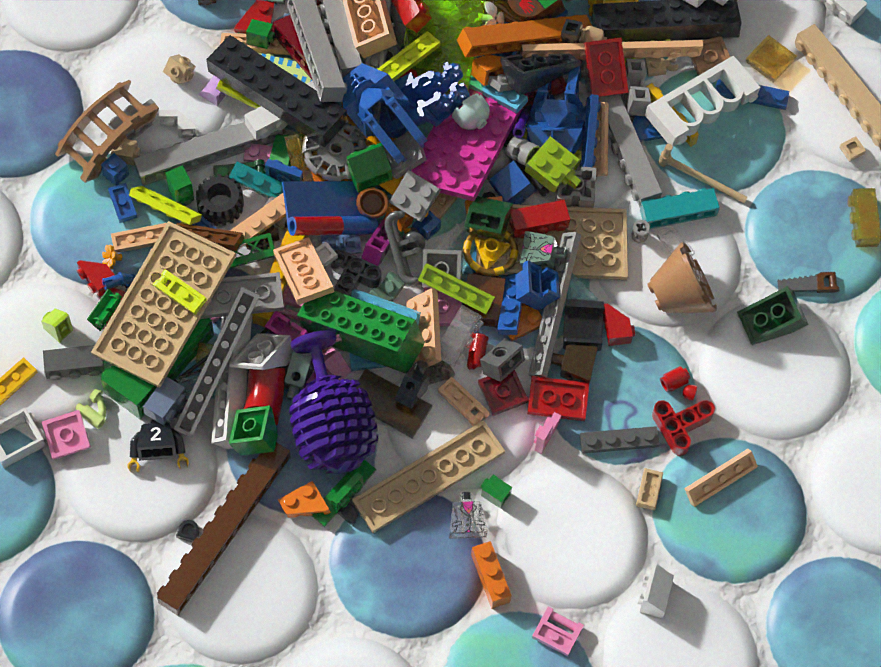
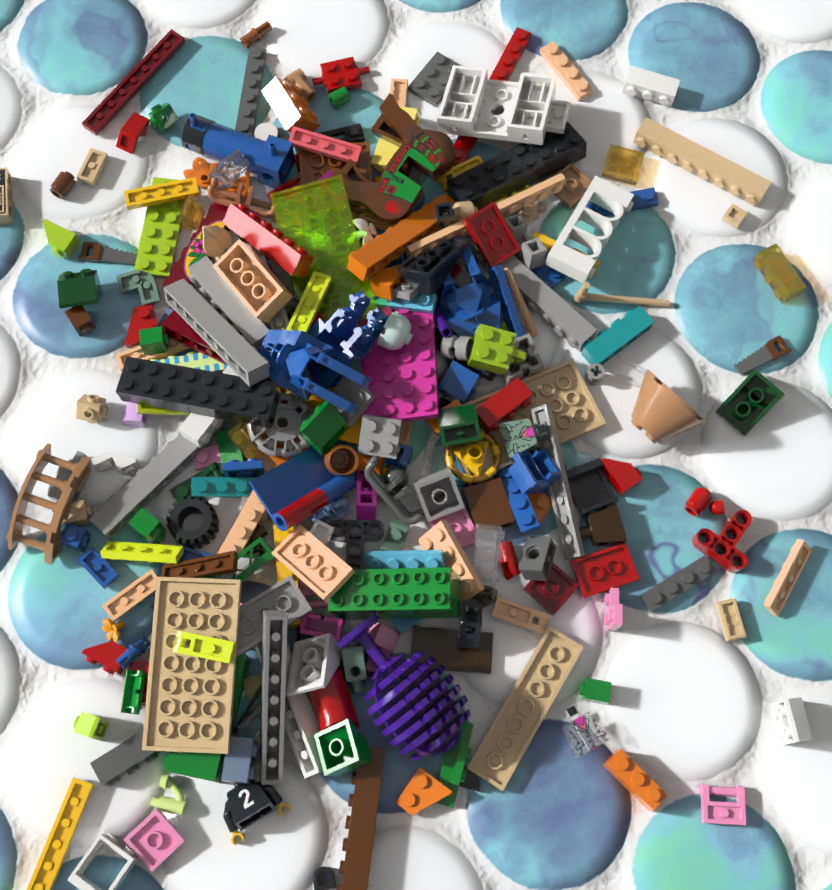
camera: 25 degrees left, 5 degrees up
(456, 288) = (463, 509): lime plate -> none

